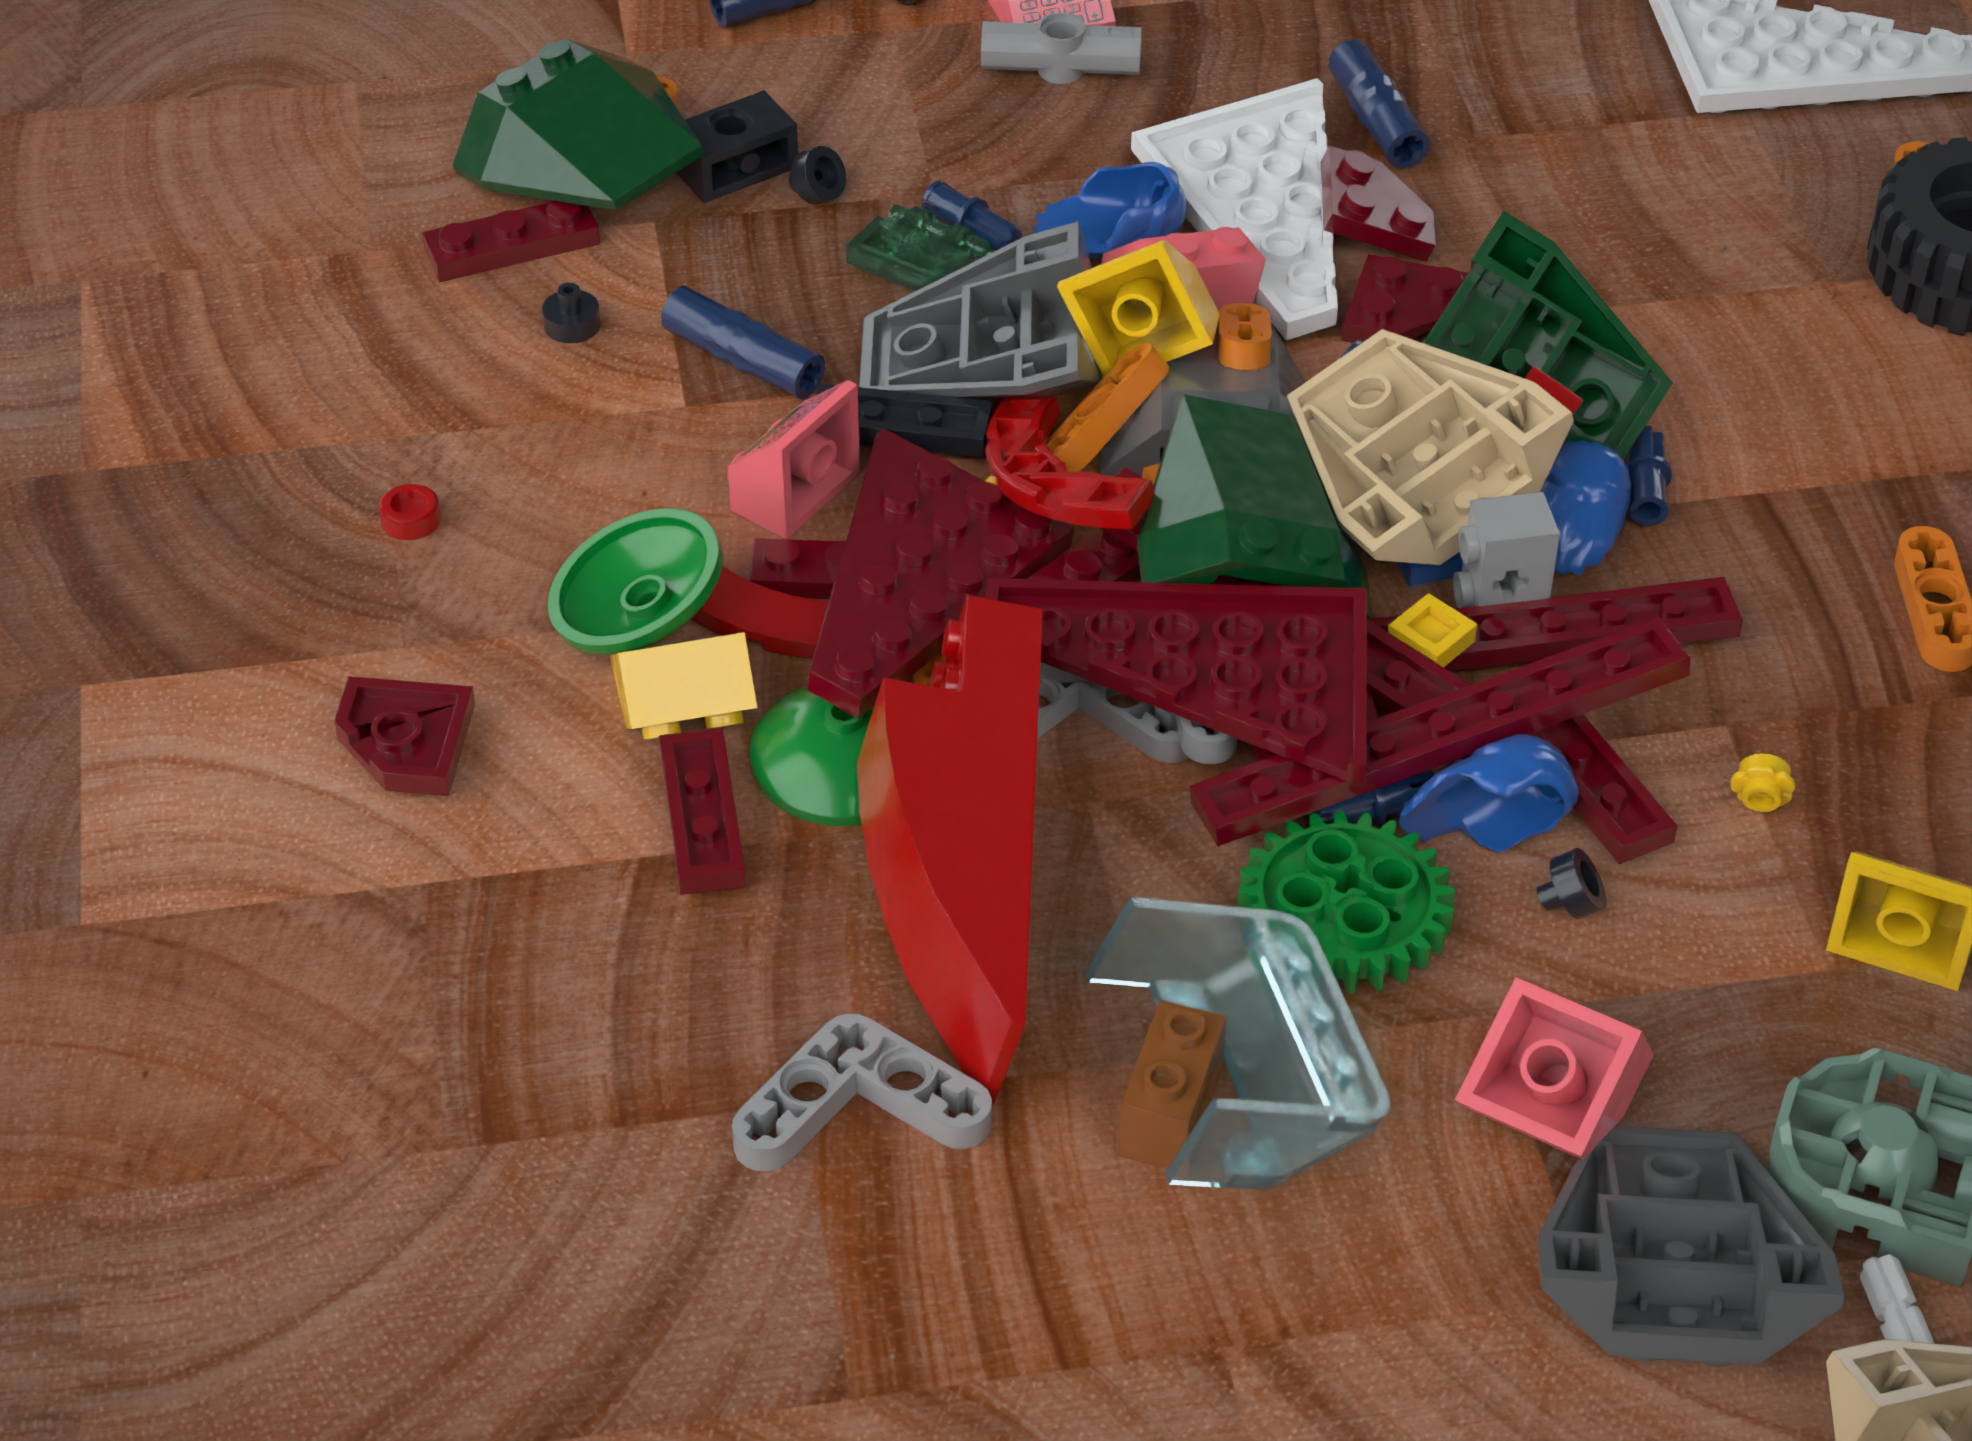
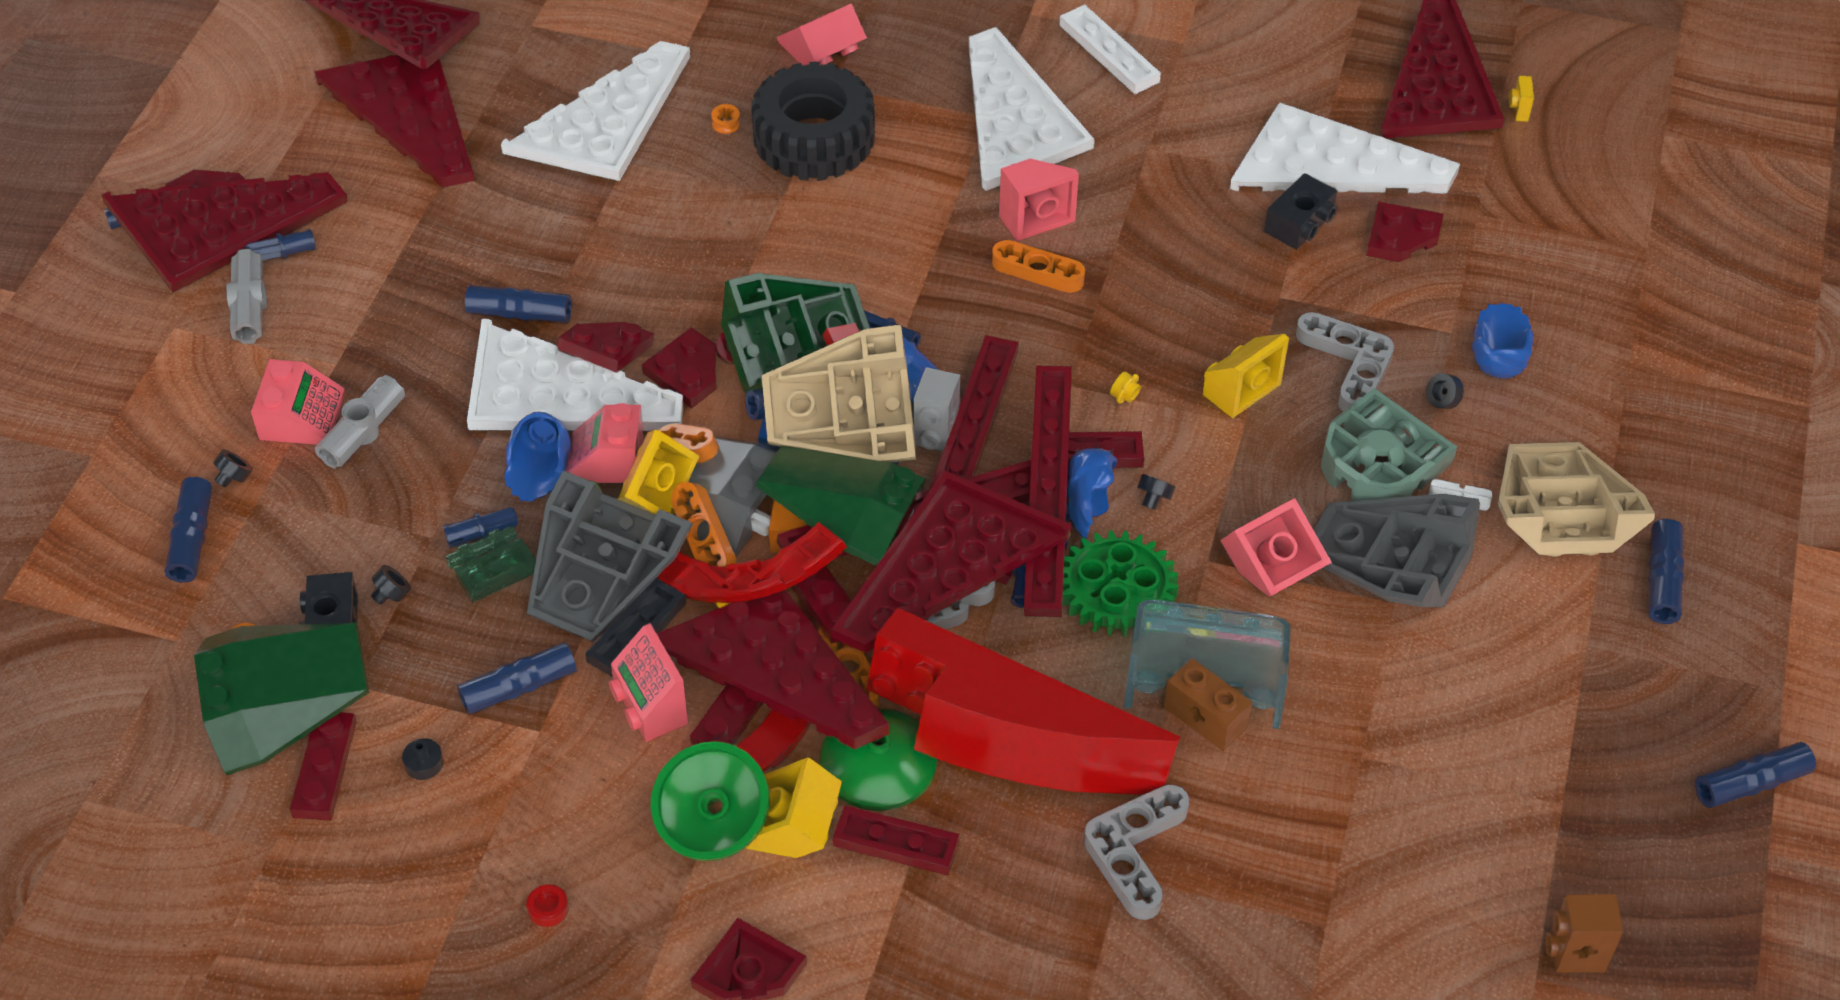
camera: 65 degrees left, 5 degrees up
(1434, 630) = (968, 460): yellow plate -> none

